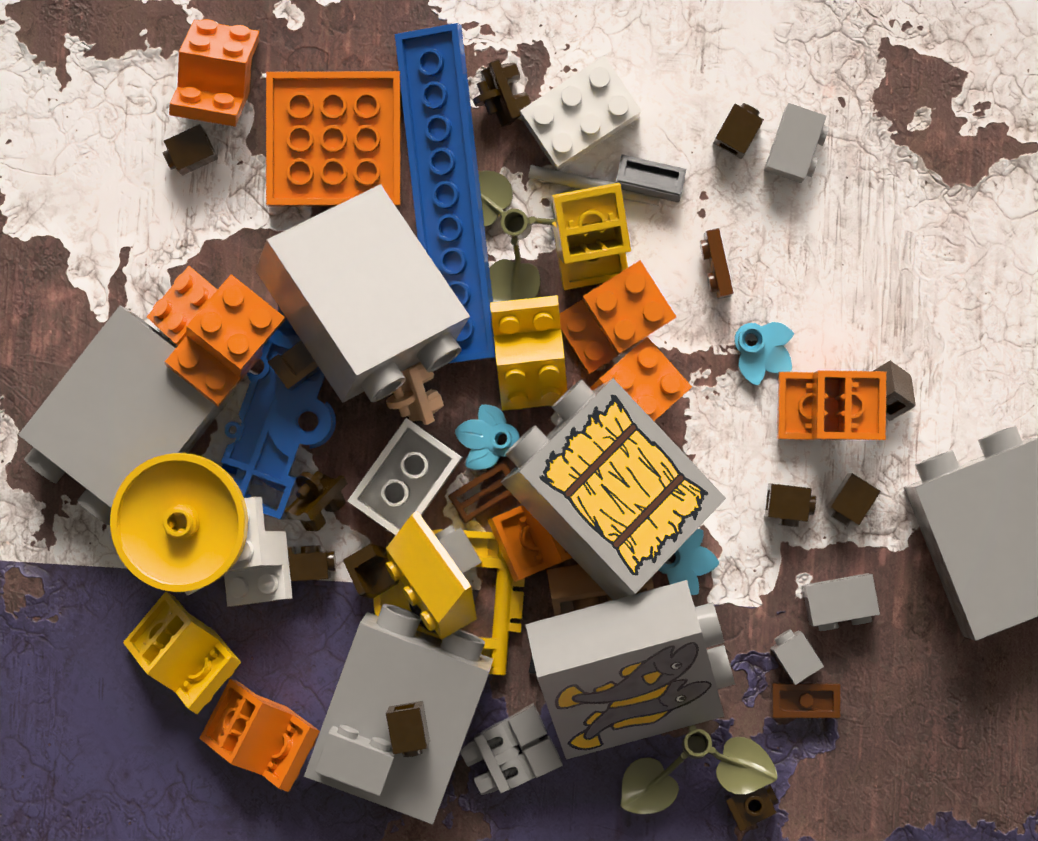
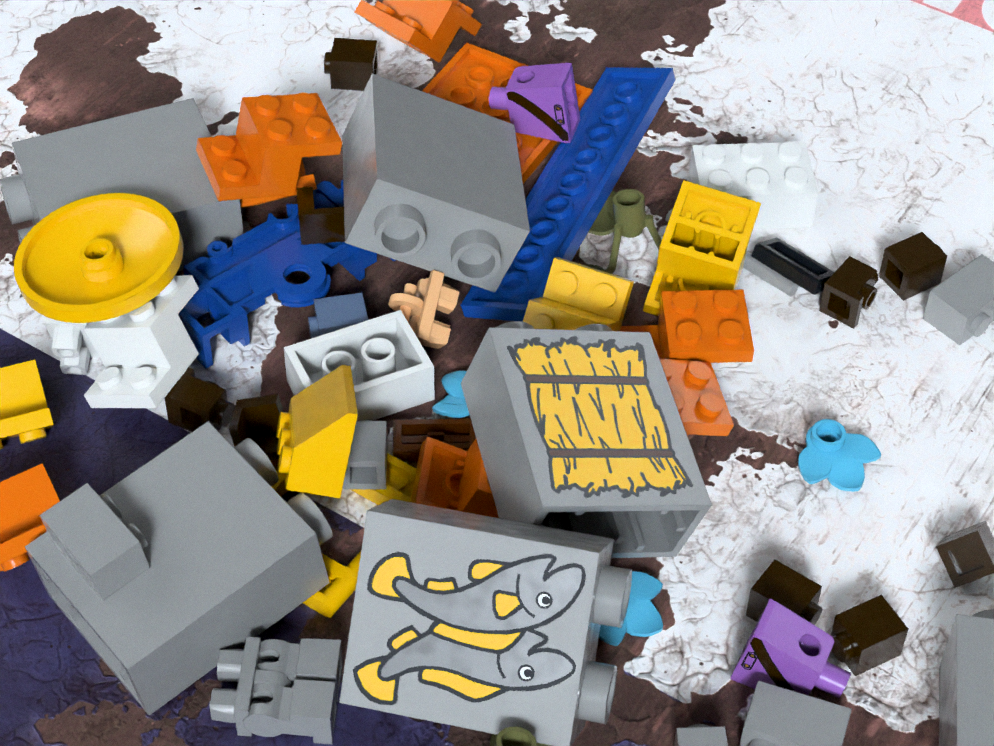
camera: 25 degrees right, 40 degrees down
(315, 494) = (252, 339): dark brown hips -> none
(357, 434) = (336, 313): none -> sand blue brick
(390, 130) = (540, 101): none -> medium lavender torso
(408, 728) = (179, 534): dark brown brick -> none
(497, 95) = (678, 141): dark brown hips -> none
(705, 184) = (849, 291): none -> dark brown brick
(719, 278) = (828, 345): reddish brown plate -> none
(806, 553) = (789, 655): none -> medium lavender torso
(831, 405) = (900, 515): orange bracket -> none

